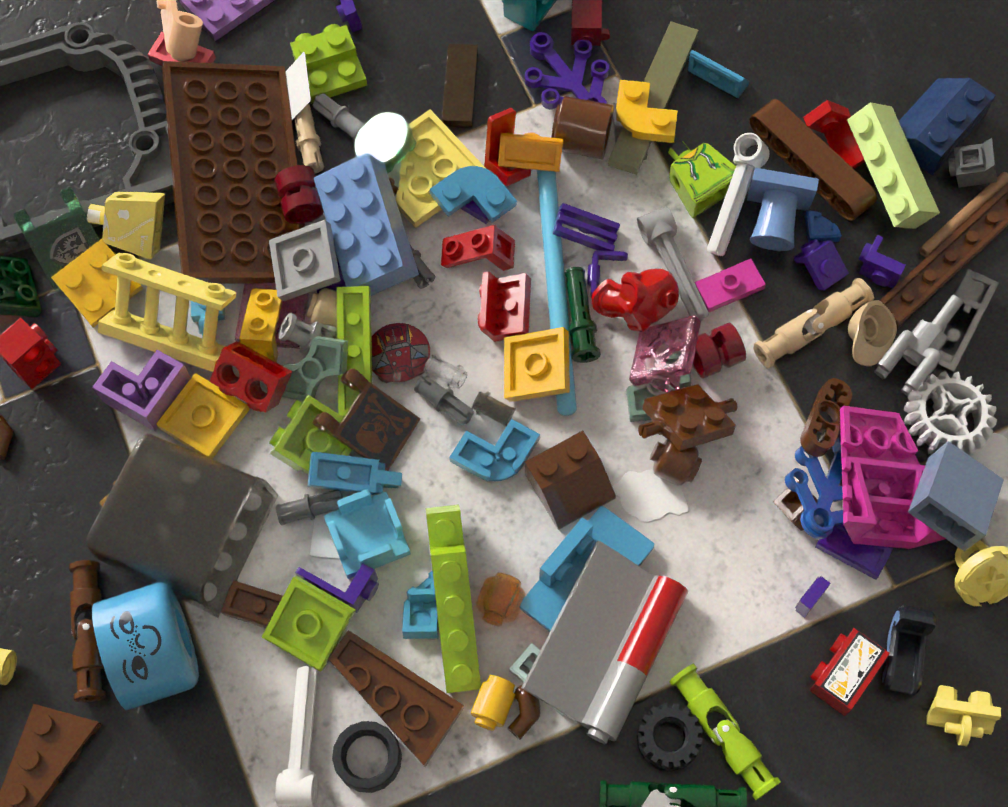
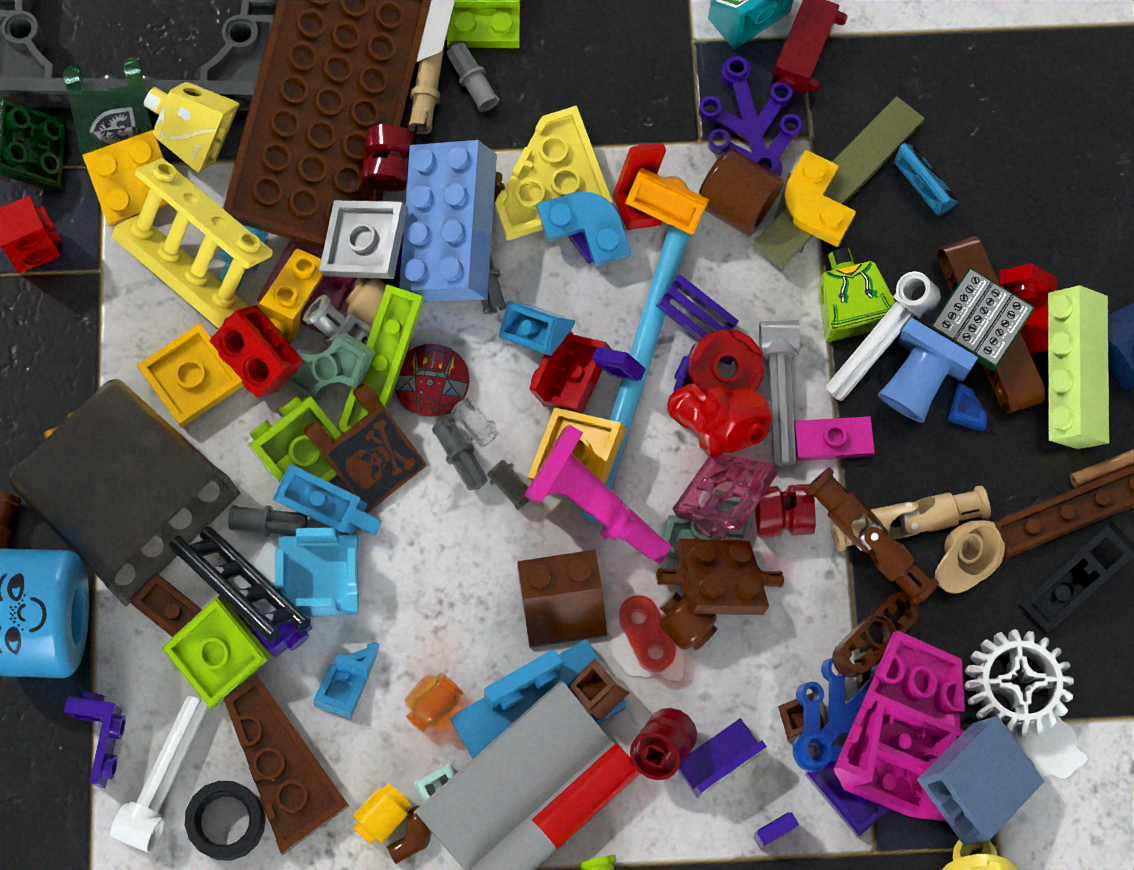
camera: 15 degrees right, 5 degrees up
(143, 395) = (137, 329): medium lavender brick -> none
(223, 707) = (93, 708): none -> dark purple bracket
(317, 570) = (240, 600): none -> black bar
(386, 138) = (510, 125): tile -> none
(453, 599) = (381, 680): lime arch -> none
(460, 85) = (623, 86): dark brown tile -> none
(464, 282) = (534, 327): none -> dark azure slope
(478, 244) = (568, 289): red bracket -> none
(496, 461) = (491, 546): dark azure plate -> none
(540, 381) = (568, 476): none -> dark pink piece
(542, 285) = (618, 364): none -> dark purple tile
(582, 327) = (646, 427): dark green pin -> none
(620, 242) = (732, 344): none -> red tile
(628, 538) = (598, 689): none -> reddish brown slope
(648, 483) = (647, 634): none -> clear red plate
(698, 561) = (663, 744): none -> dark red wheel
(744, 558) = (720, 757): none -> dark purple panel
(808, 151) = (982, 318): none -> light grey tile
(809, 351) = (888, 555): none -> reddish brown piece
(822, 263) = (949, 451): dark purple bracket -> none
(878, 267) = (1012, 482): dark purple bracket -> none
(920, 347) = (1016, 593): light grey plant -> none

